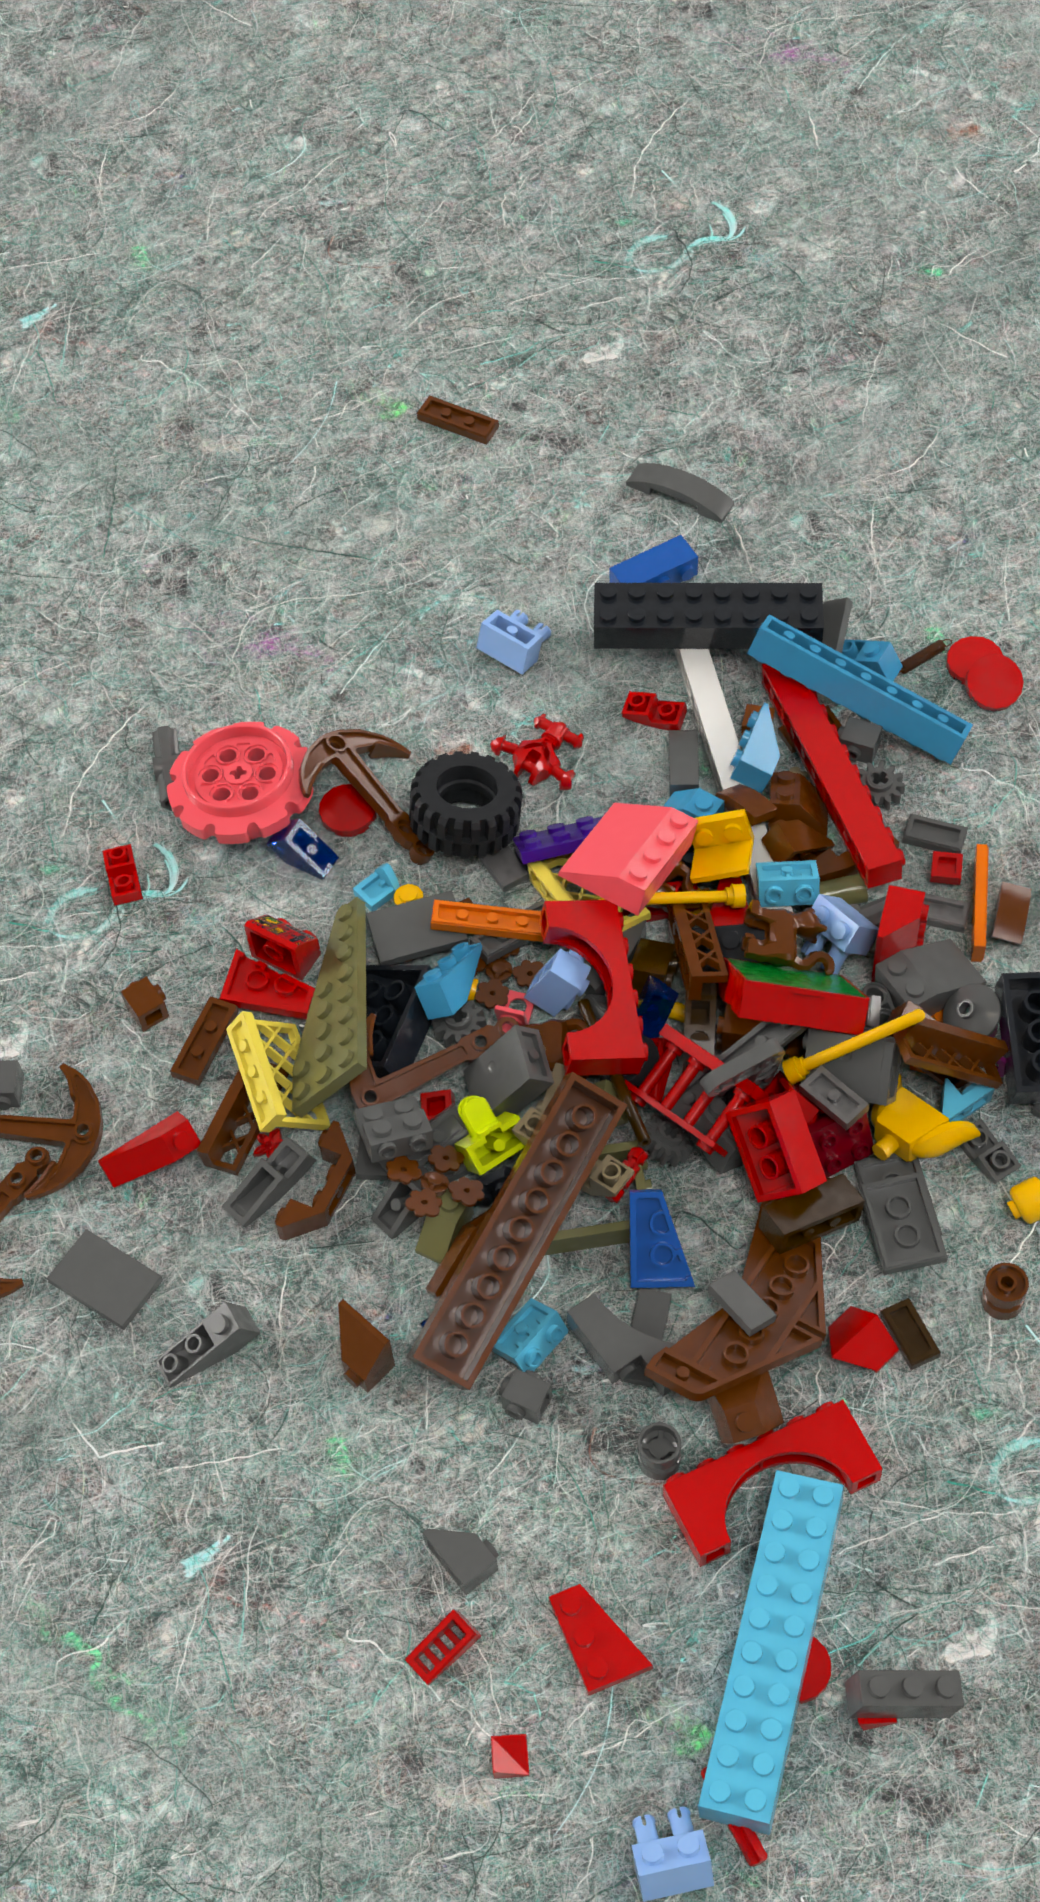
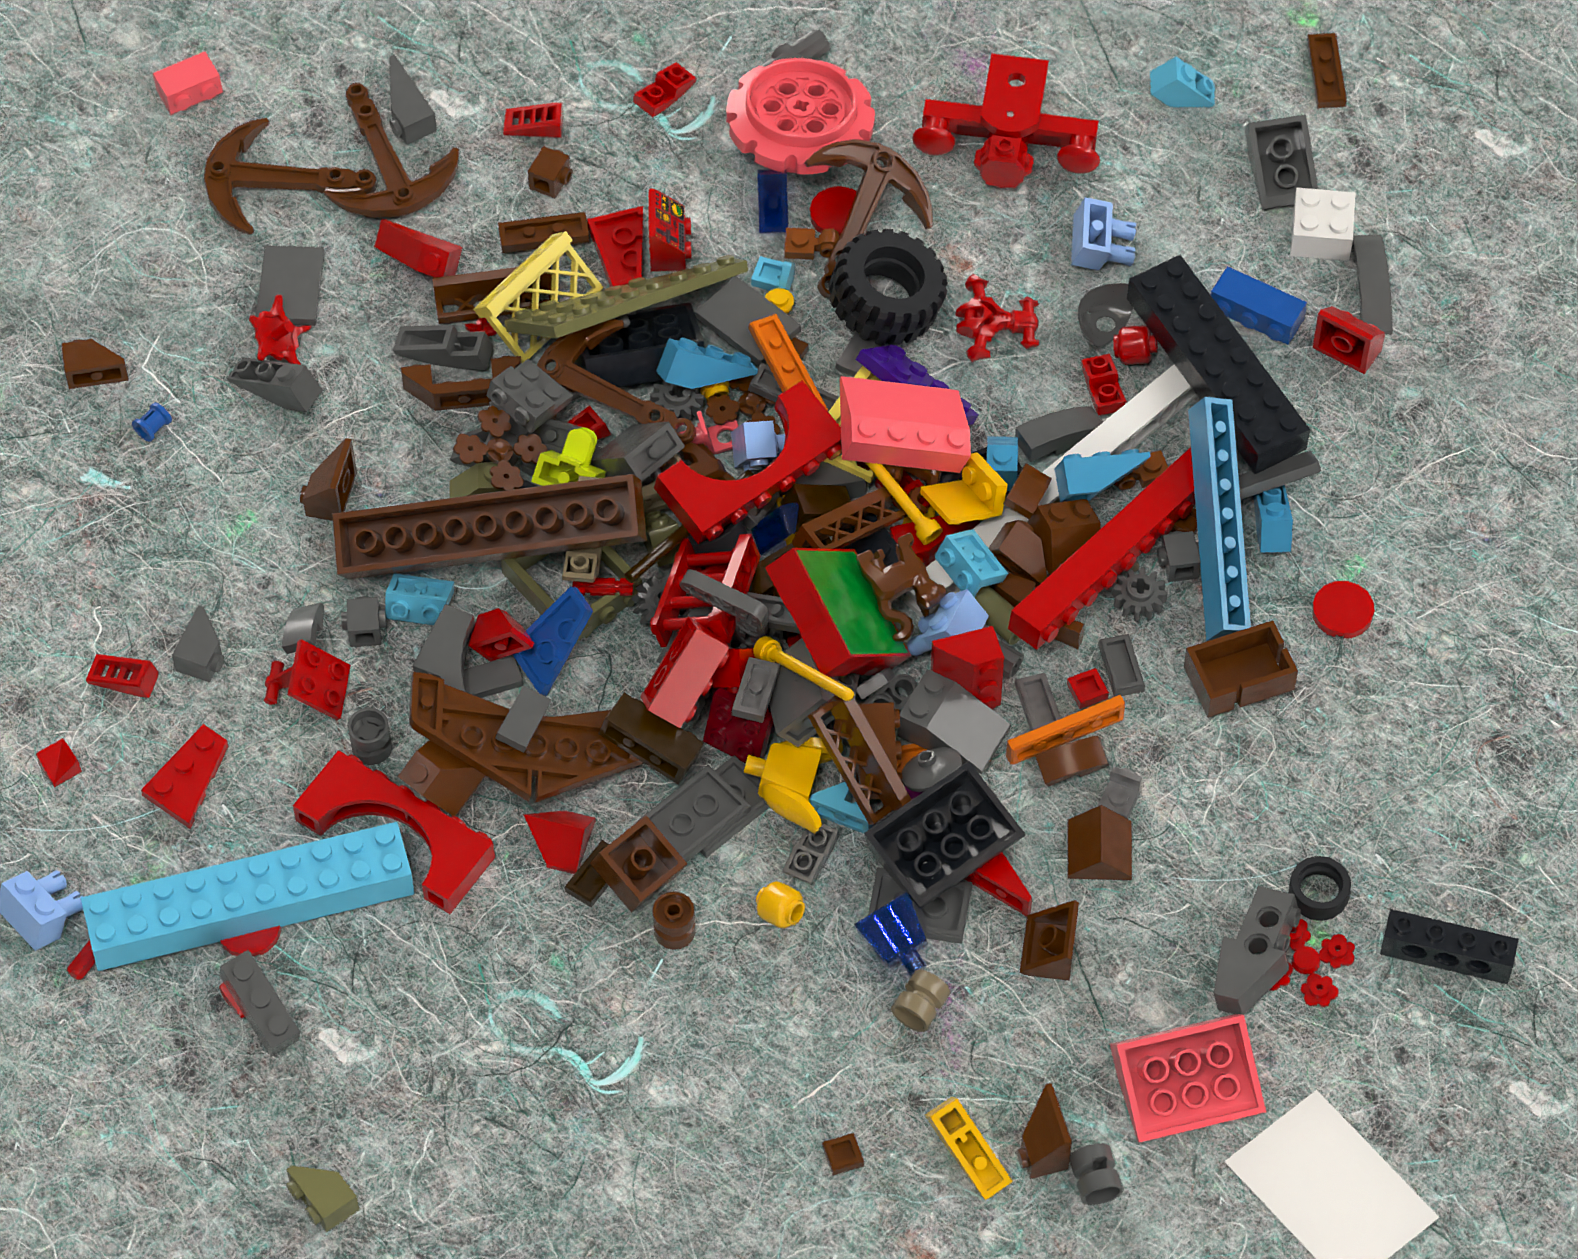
camera: 55 degrees right, 0 degrees up
(69, 1500) = (91, 364): none -> reddish brown slope
(76, 975) = (549, 111): none -> red slope
(159, 1315) = (276, 333): none -> red piece
(175, 1476) = (151, 421): none -> blue bush
(360, 851) = (802, 243): none -> dark orange plate
(364, 641) = (1010, 122): none -> red piece
(405, 514) = (1181, 85): none -> medium azure slope
(502, 1451) = (303, 625): none -> dark grey slope
(528, 487) = (1280, 159): none -> dark grey slope
(568, 1467) = (313, 679): none -> red plate
(582, 664) = (1100, 302): none -> dark grey piece
(607, 491) = (1323, 224): none -> white brick
(621, 1284) = (498, 635): none -> red slope
(635, 669) = (1134, 345): none -> red head
(729, 528) = (1347, 338): none -> red slope
(923, 656) = (1318, 564): reddish brown piece -> none
(934, 1289) = (638, 863): none -> reddish brown brick
(994, 682) = (1323, 632): red tile -> none
(999, 755) = (1240, 668): none -> reddish brown piece

